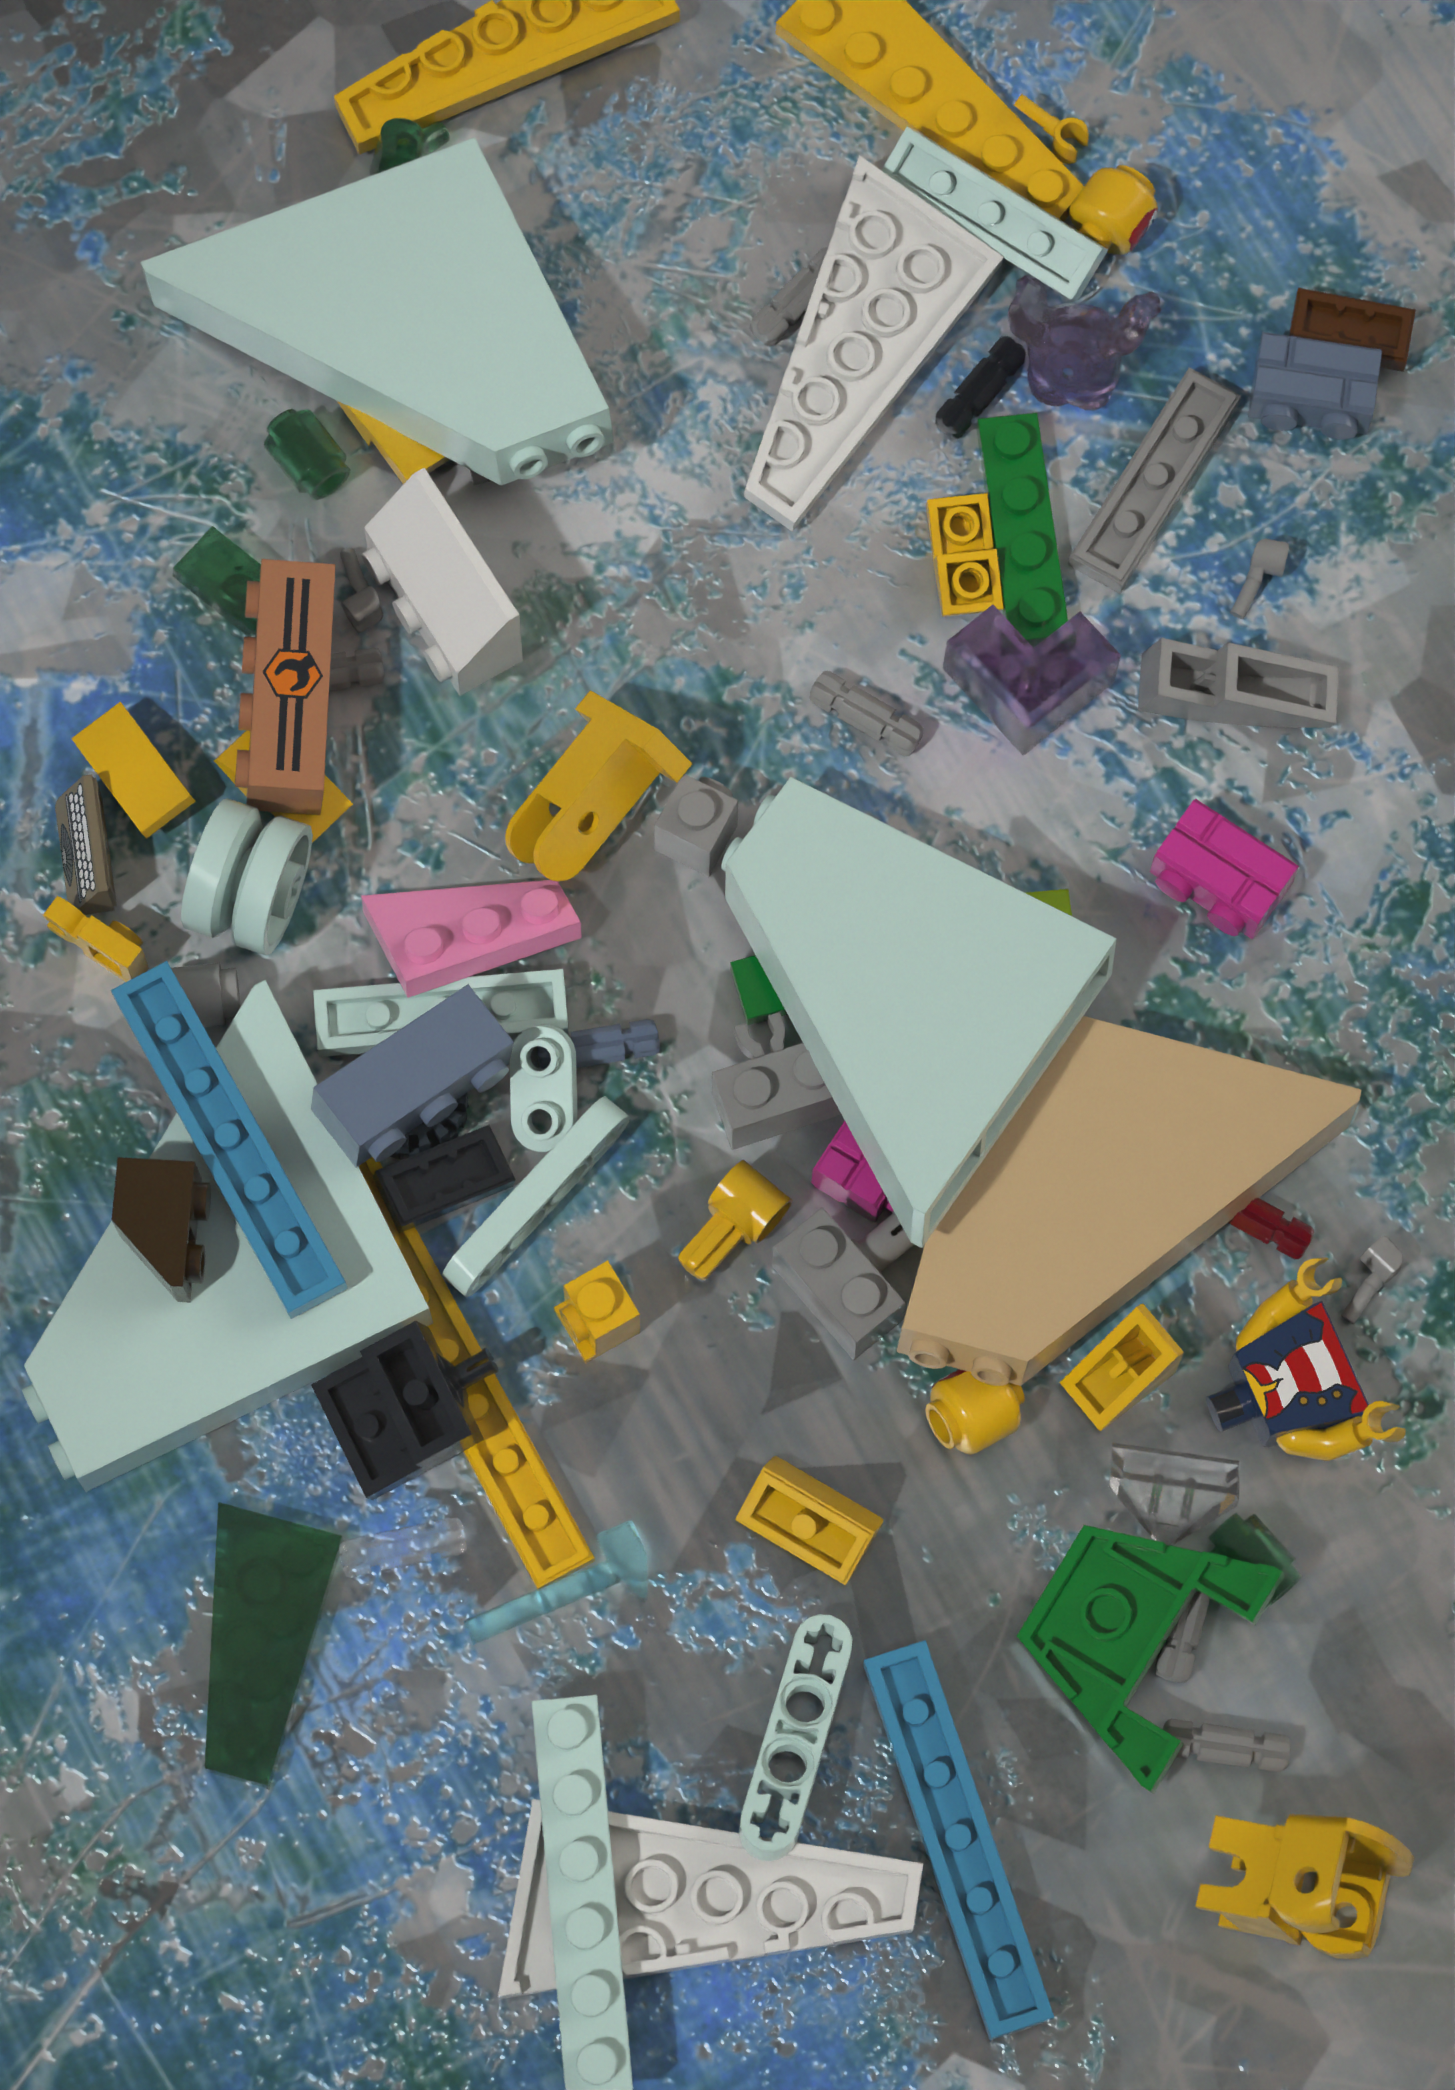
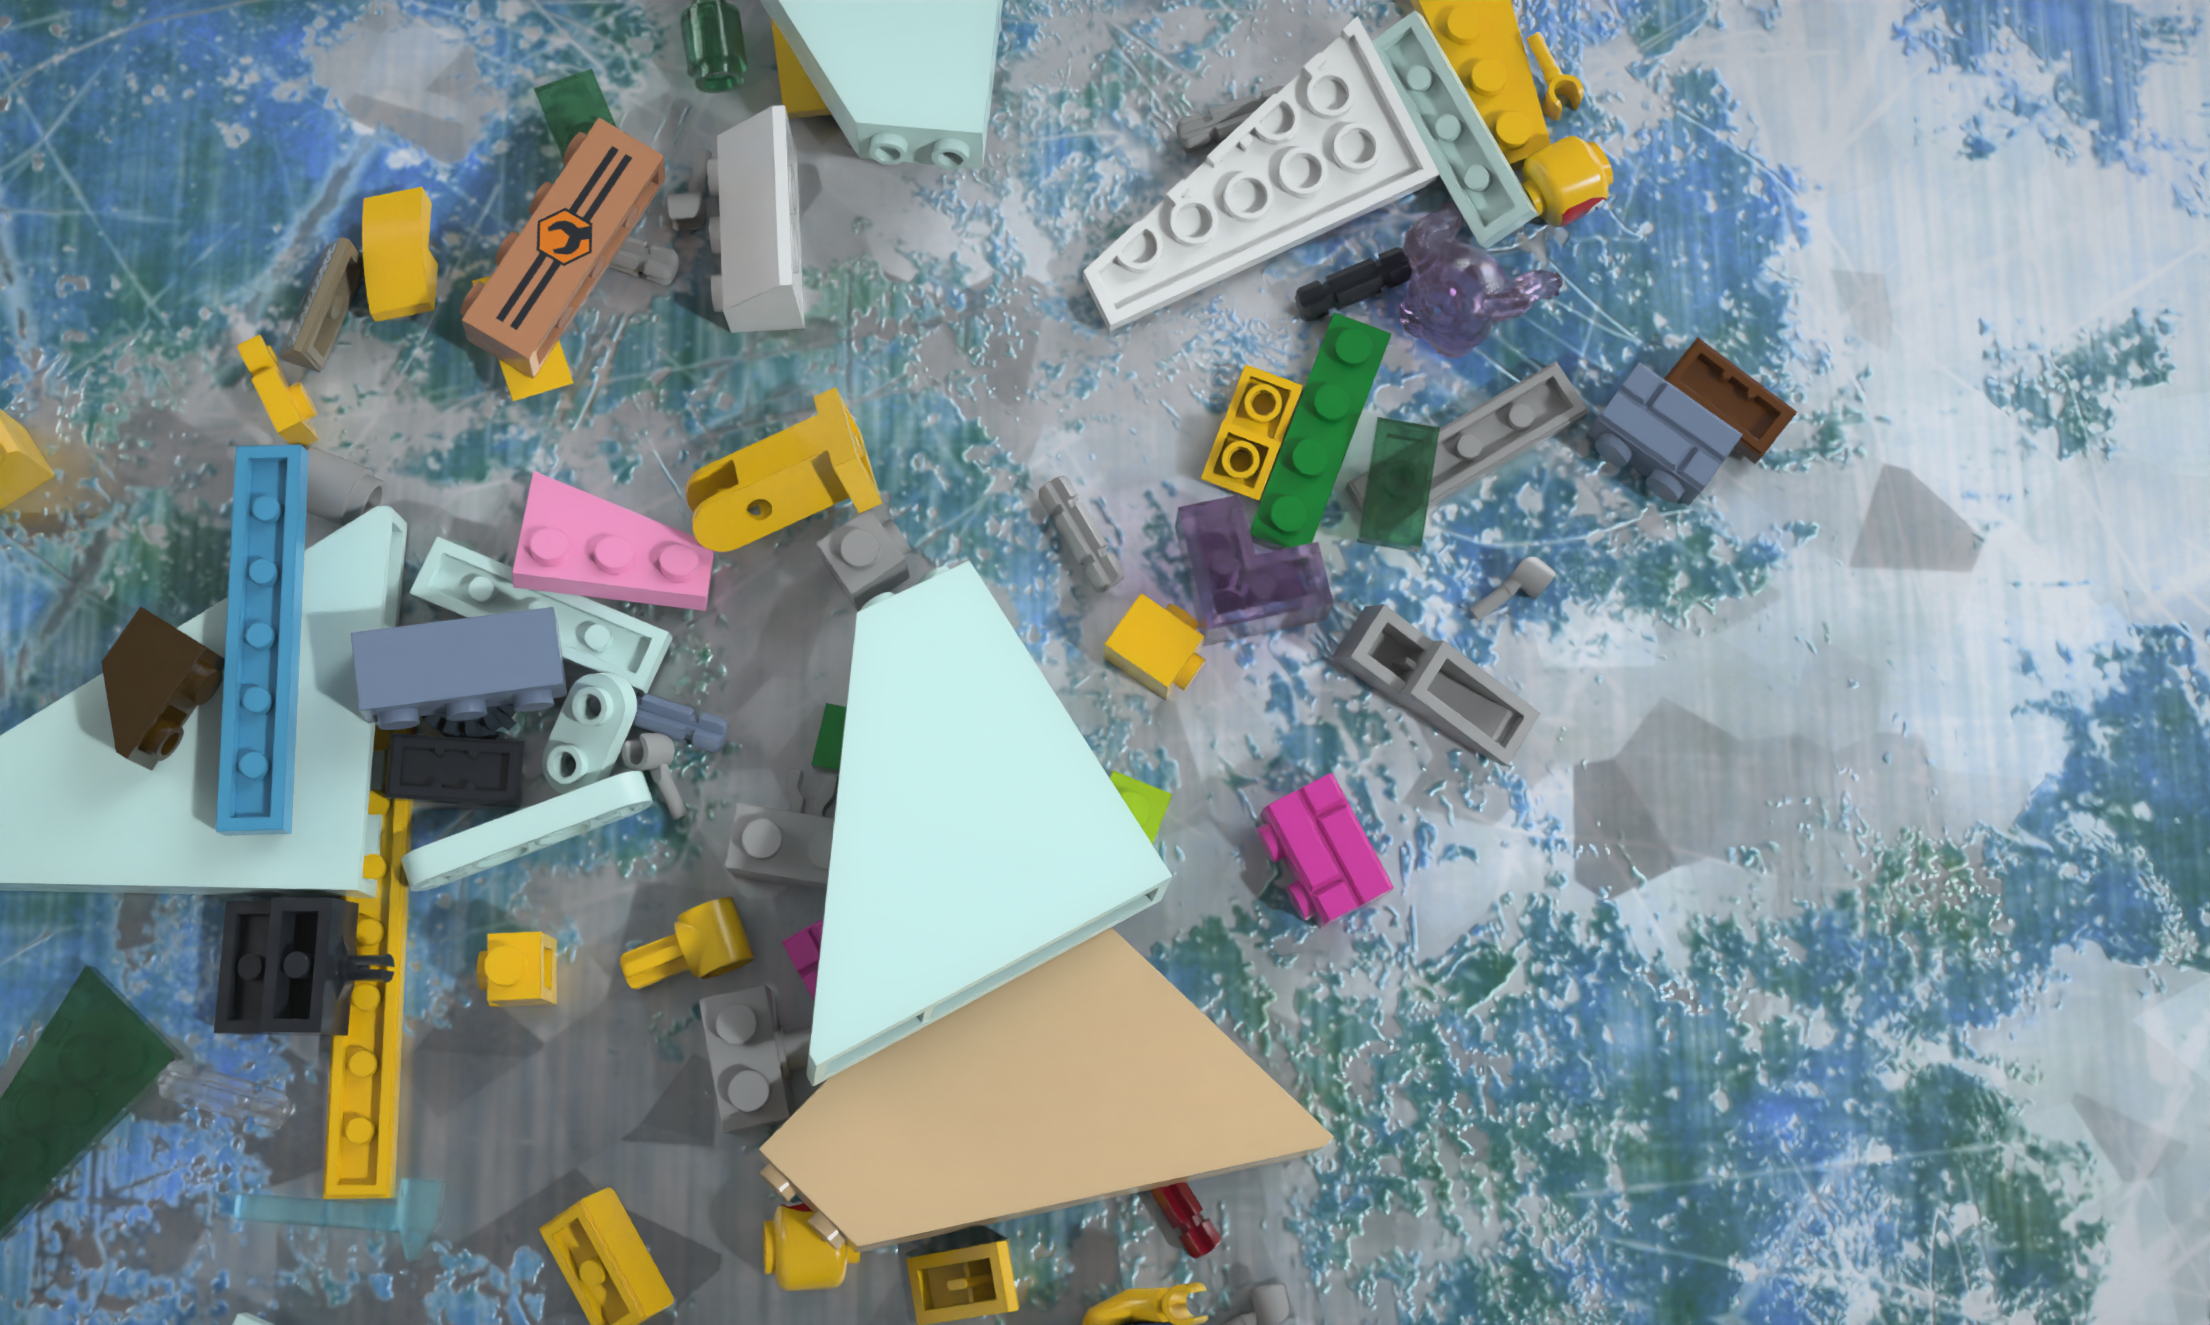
camera: 25 degrees right, 5 degrees up
(246, 876) = (427, 401): light aqua wheel -> none
(614, 1079) = (655, 754): none -> light grey hand
(987, 773) = (1157, 646): none -> yellow brick
(1115, 535) = (1398, 484): none -> clear green plate

